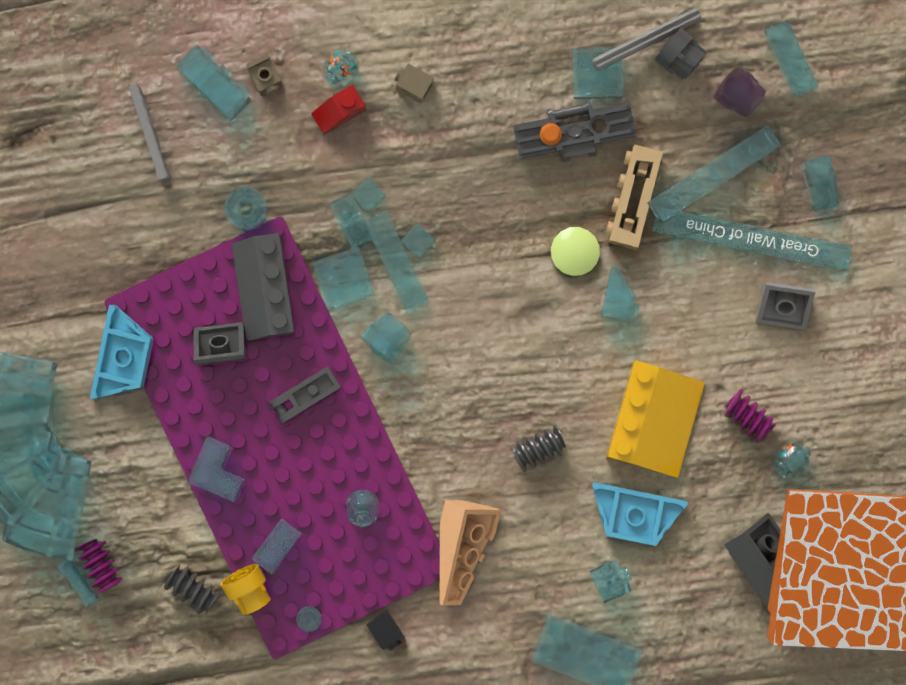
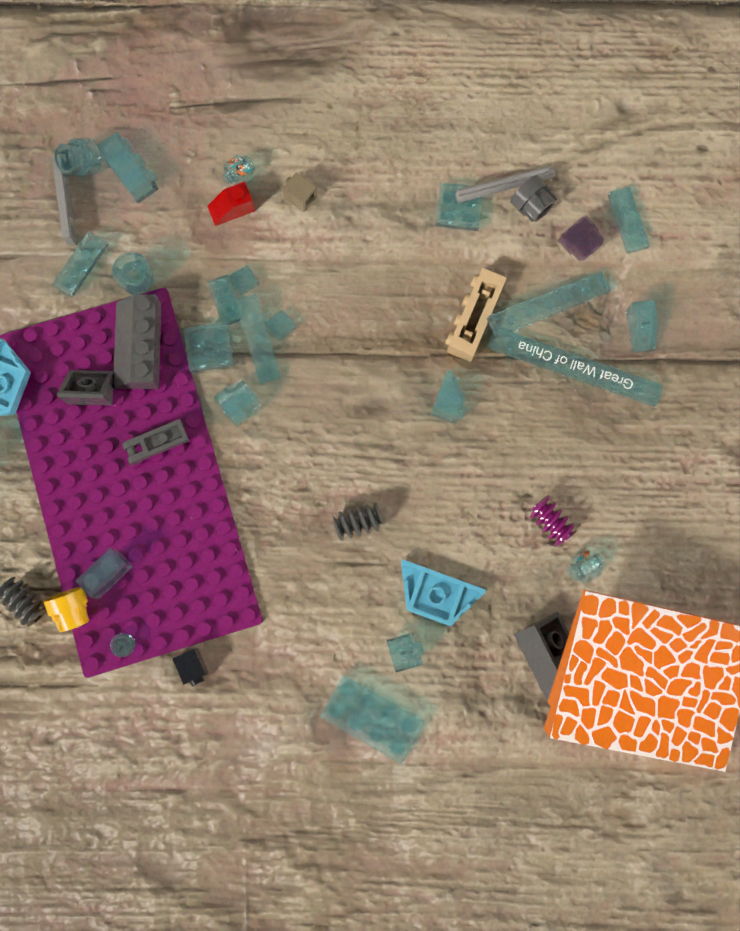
camera: 10 degrees right, 5 degrees down
(159, 81) = (79, 157): none -> clear light blue piece
(181, 204) = (80, 264): none -> clear light blue plate
(209, 471) = (57, 494): clear light blue brick -> none
(259, 66) = (172, 166): dark tan brick -> none
(362, 508) = (187, 550): clear light blue head -> none
(463, 536) = (275, 594): light nougat wedge -> none
(573, 139) = (406, 251): dark grey piece -> none
(575, 251) = (417, 354): yellowish green dish -> none
(655, 419) = (467, 511): yellow slope -> none
(784, 305) = (597, 426): light grey slope -> none

